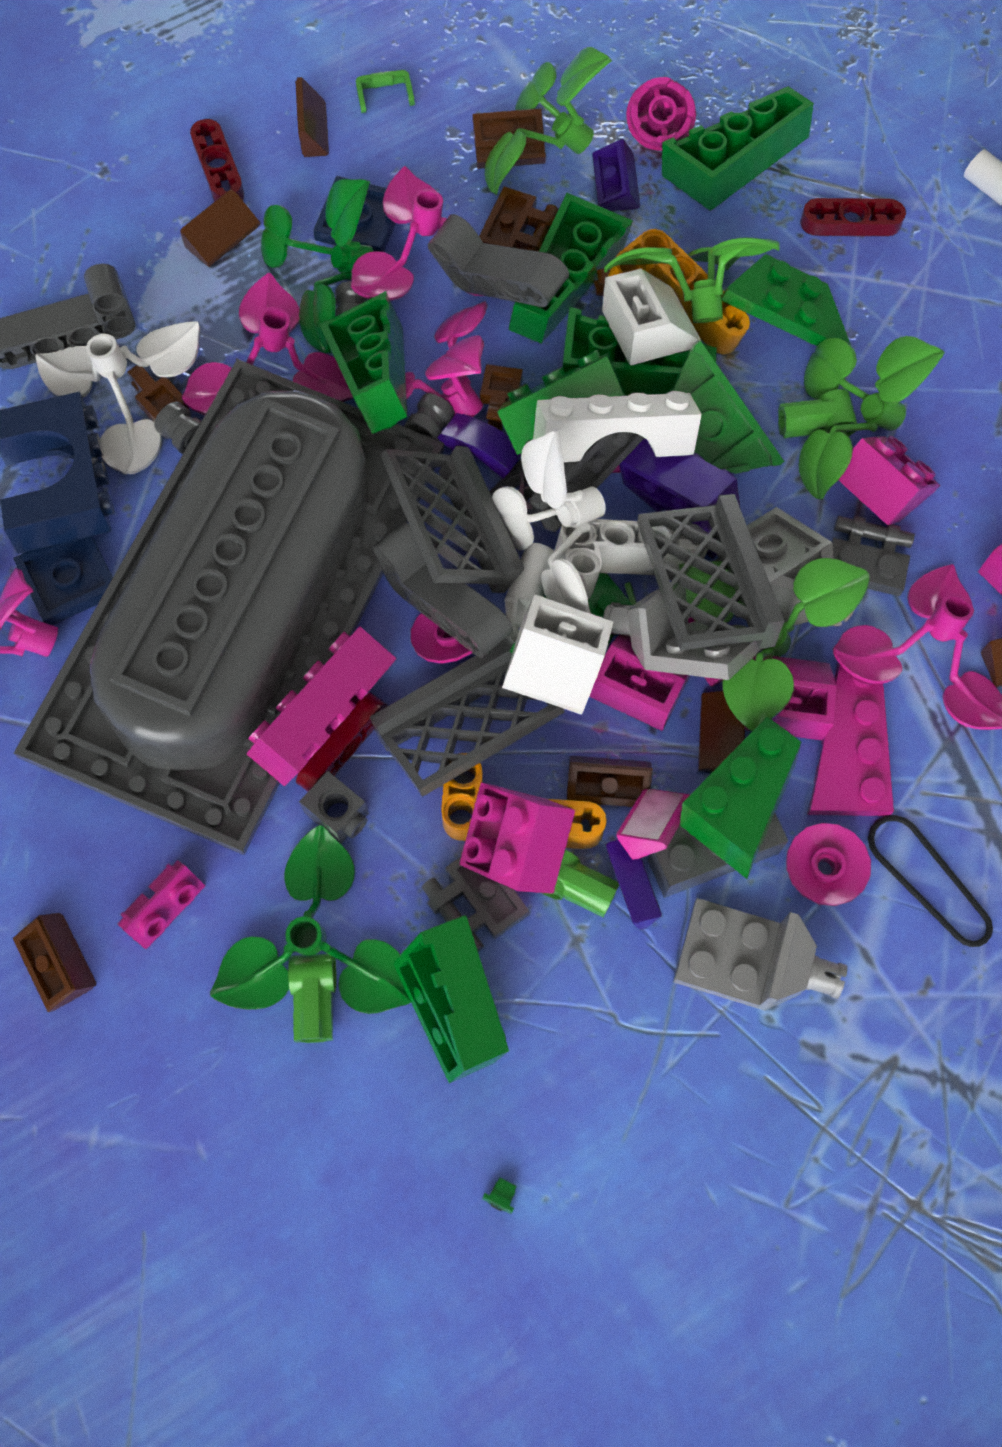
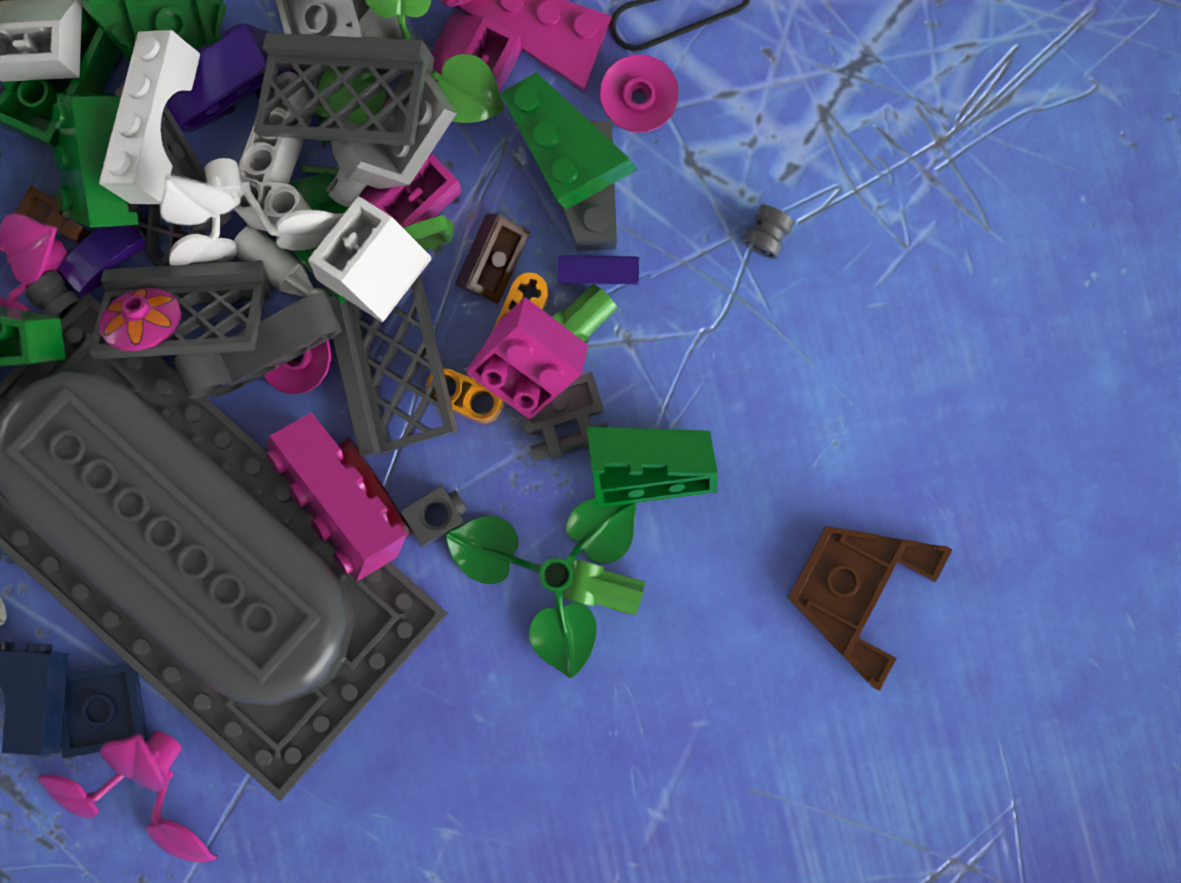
camera: 70 degrees left, 15 degrees up
(54, 960) = (488, 812): reddish brown slope -> none
(173, 891) = (462, 685): dark pink hinge -> none
(397, 1261) = (844, 584): none -> reddish brown wing
(430, 483) = (140, 319): none -> dark pink dish
(501, 1196) = (822, 479): green piece -> none
(610, 725) = (432, 232): none -> bright green piece
(651, 822) = (552, 231): slope -> none
(719, 731) = (486, 141): reddish brown slope -> none
(741, 1046) = (768, 232): none -> dark grey wheel
(753, 958) = (697, 193): light grey plate -> none

